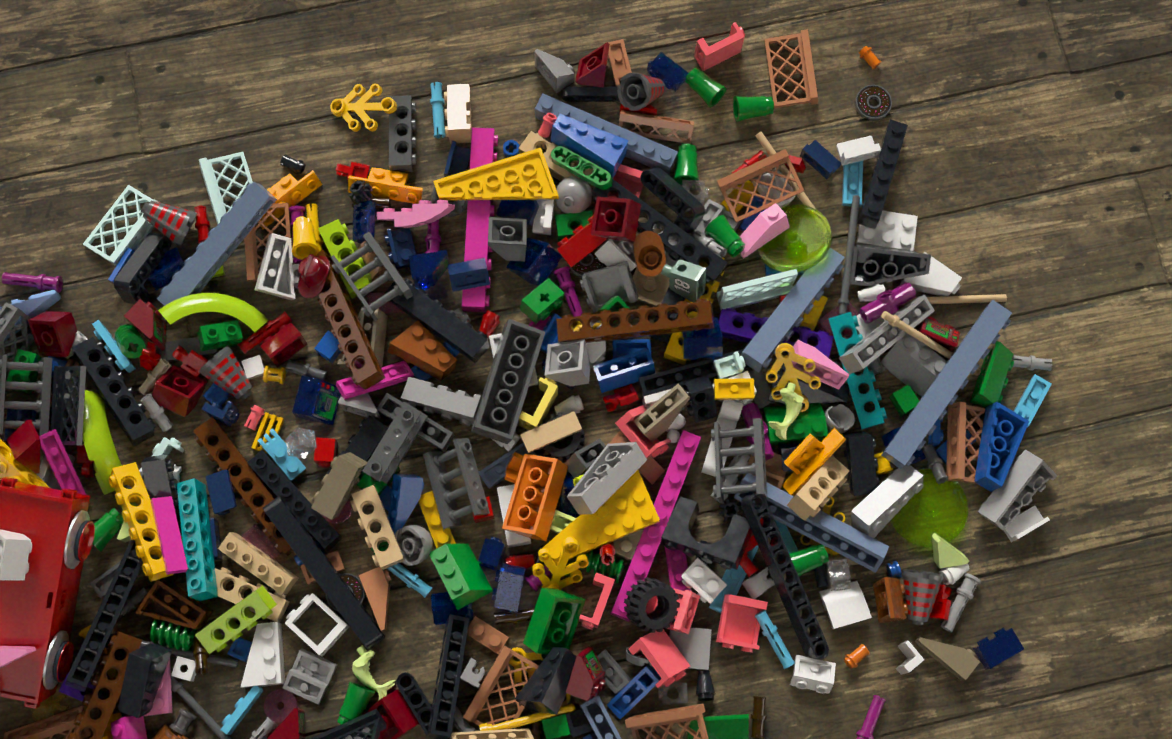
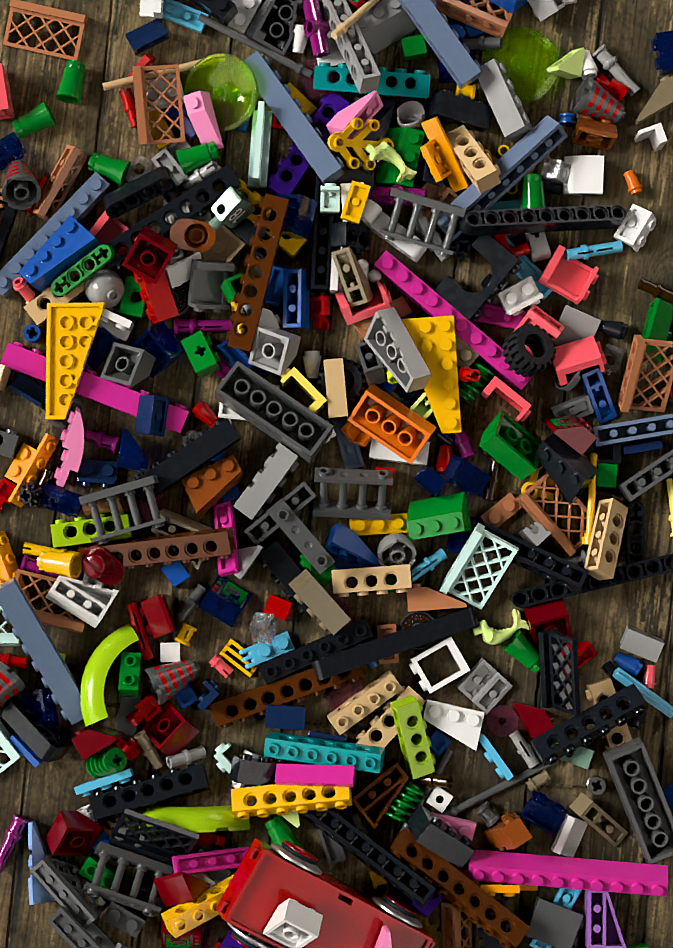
camera: 70 degrees left, 10 degrees up
(428, 611) = (462, 563): none -> light aqua fence
(569, 547) = (453, 405): yellow plant -> none

